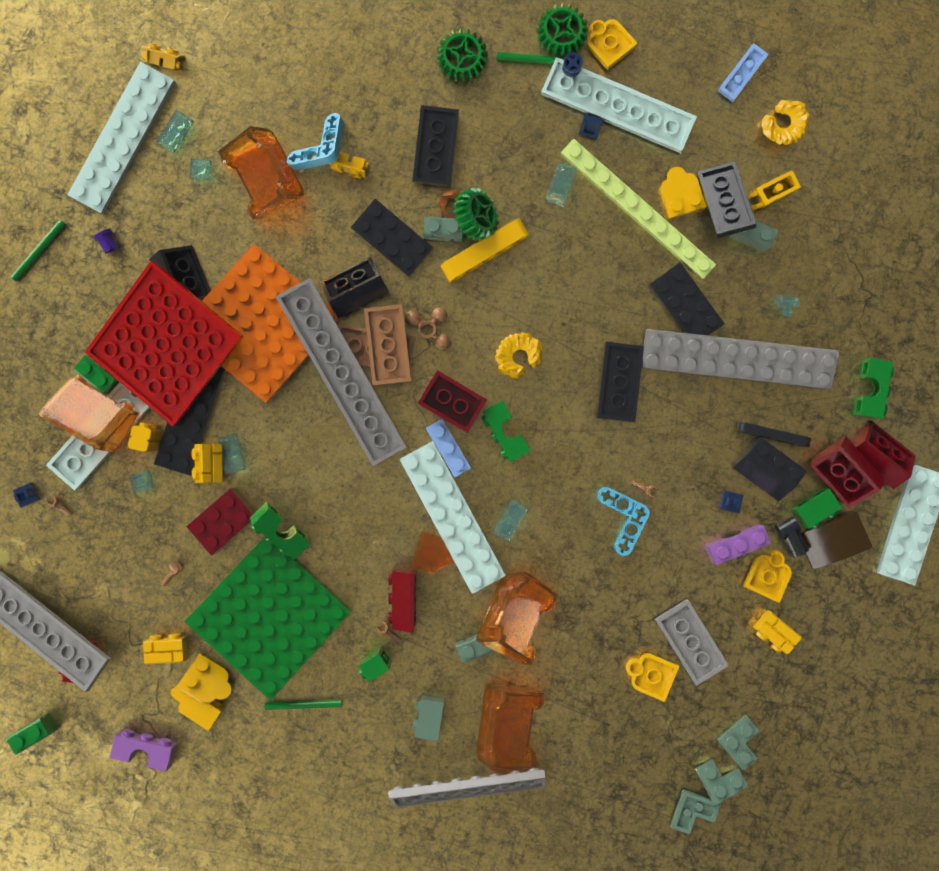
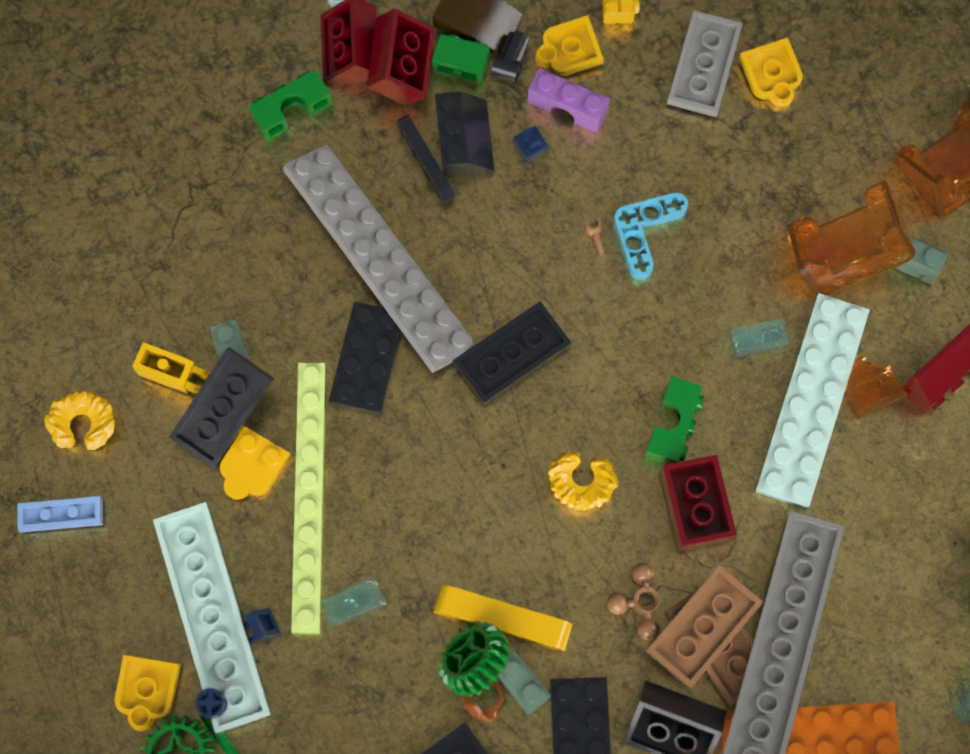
camera: 135 degrees left, 15 degrees down
(448, 448) = (747, 467): light blue plate -> none
(786, 304) = (276, 258): clear light blue tile -> none

